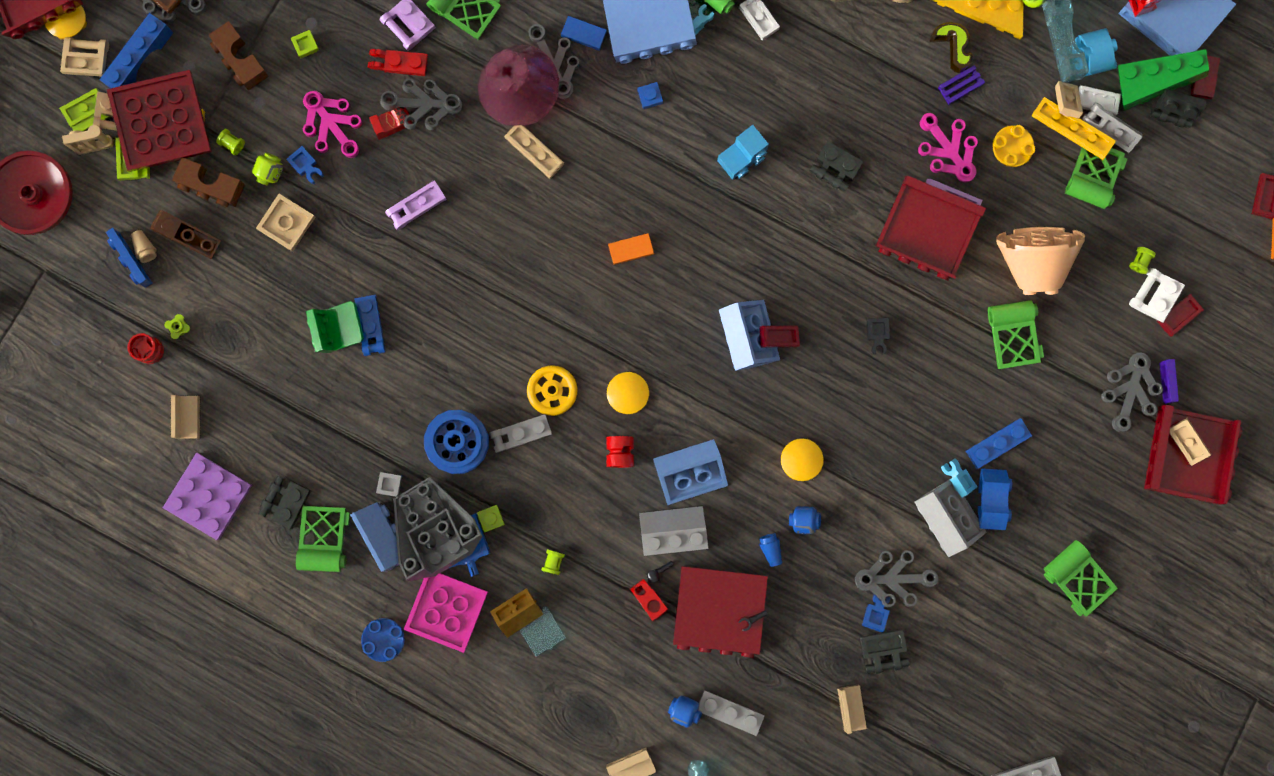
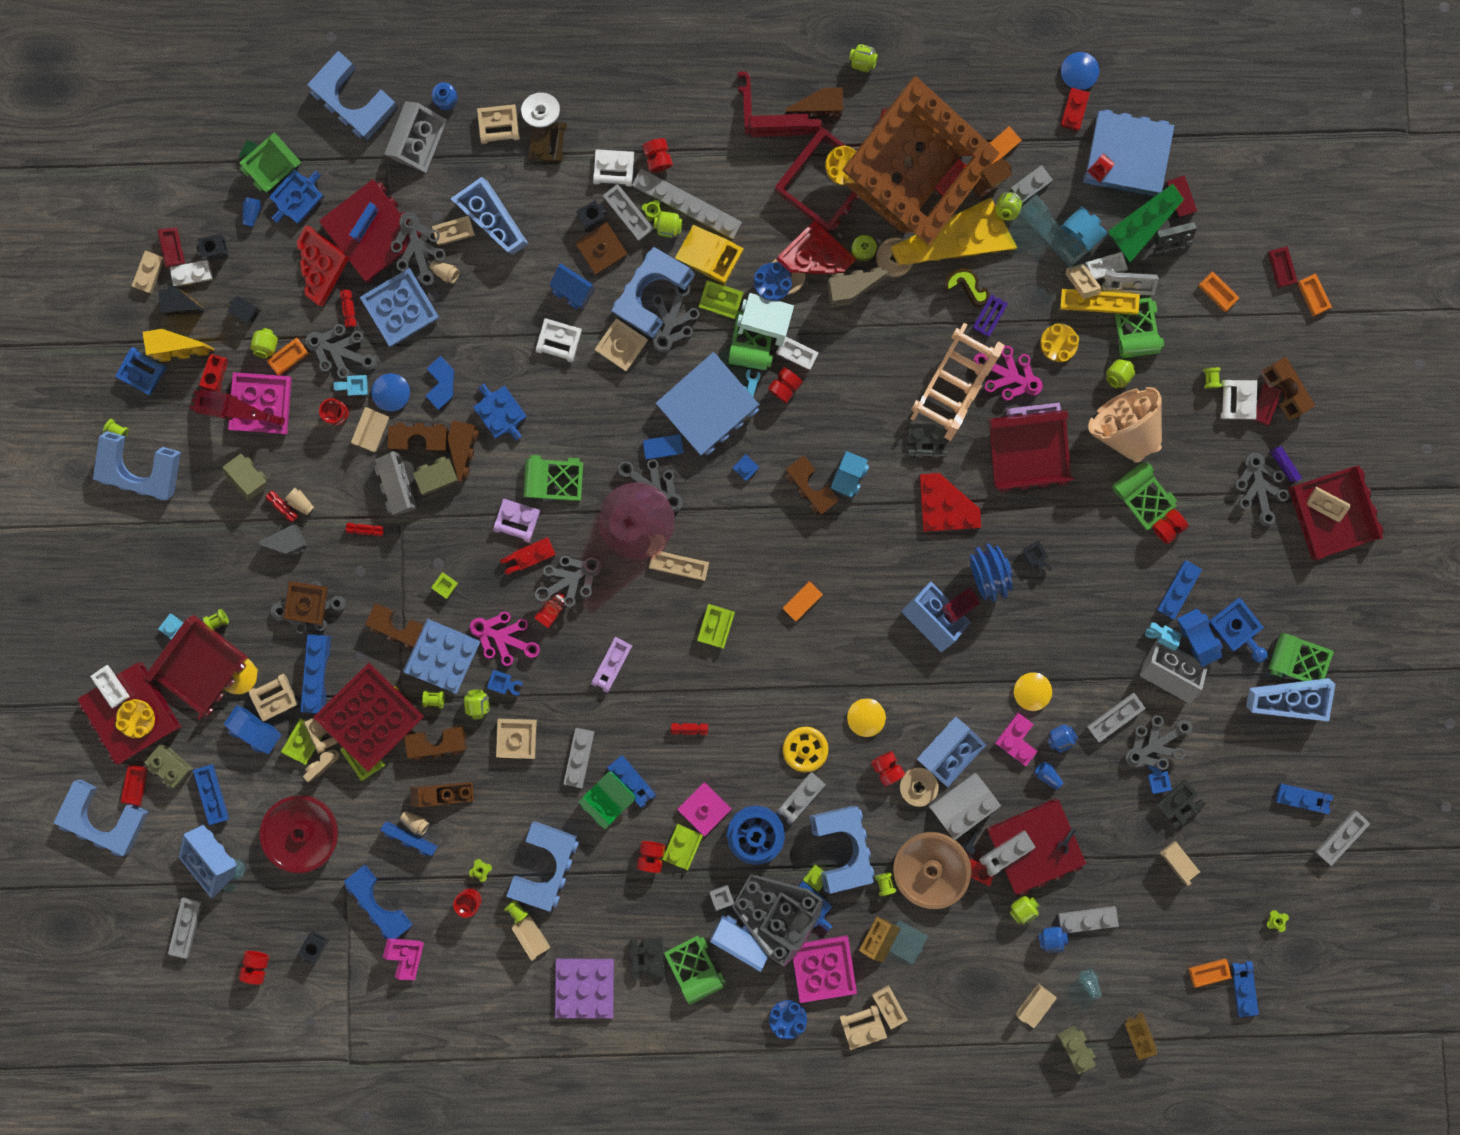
camera: 35 degrees left, 5 degrees up
(45, 73) = (252, 730): none -> blue brick
(58, 276) = (390, 922): none -> blue arch
(60, 365) = (408, 954): none -> dark pink plate
(187, 384) = (516, 911): none -> lime bush
(261, 105) = (441, 656): none -> medium blue plate
(266, 349) = (545, 894): none -> medium blue arch
(333, 275) = (579, 757): none -> light grey plate
(348, 398) = (654, 850): none -> red wheel
(381, 415) = (682, 847): none -> lime plate
(422, 391) = (704, 809): none -> dark pink plate
(450, 697) = (866, 1032): none -> tan plate
(453, 307) = (689, 729): none -> red axle
(488, 685) = (889, 1007): none -> tan plate
(535, 225) = (716, 626): none -> lime plate
(552, 482) = (858, 869): none -> medium blue arch
(606, 574) = (932, 870): none -> medium nougat dish
(639, 475) = (925, 795): none -> tan plate
(673, 666) = (1024, 910): none -> lime head
(689, 598) = (1007, 853): none -> light grey plate
(703, 163) = (799, 473): none -> reddish brown arch
(731, 38) = (785, 384): none -> red wheel
(755, 496) = (1012, 742): none -> dark pink plate
(818, 237) = (945, 505): none -> red plate
(826, 318) = (991, 572): none -> blue wheel
(868, 530) = (1116, 717): none -> light grey plate
(904, 141) = (971, 390): none -> light nougat fence
(1008, 715) = (1303, 798): none -> blue plate
(1024, 376) = (1170, 526): none -> red wheel
(1047, 517) = (1249, 627): none -> blue plate
(1056, 206) = (1120, 373): none -> lime head
(1056, 613) = (1297, 699): none -> light blue wedge
(1192, 184) = (1218, 291): none -> orange tile
(1213, 297) = (1297, 399): none -> reddish brown arch

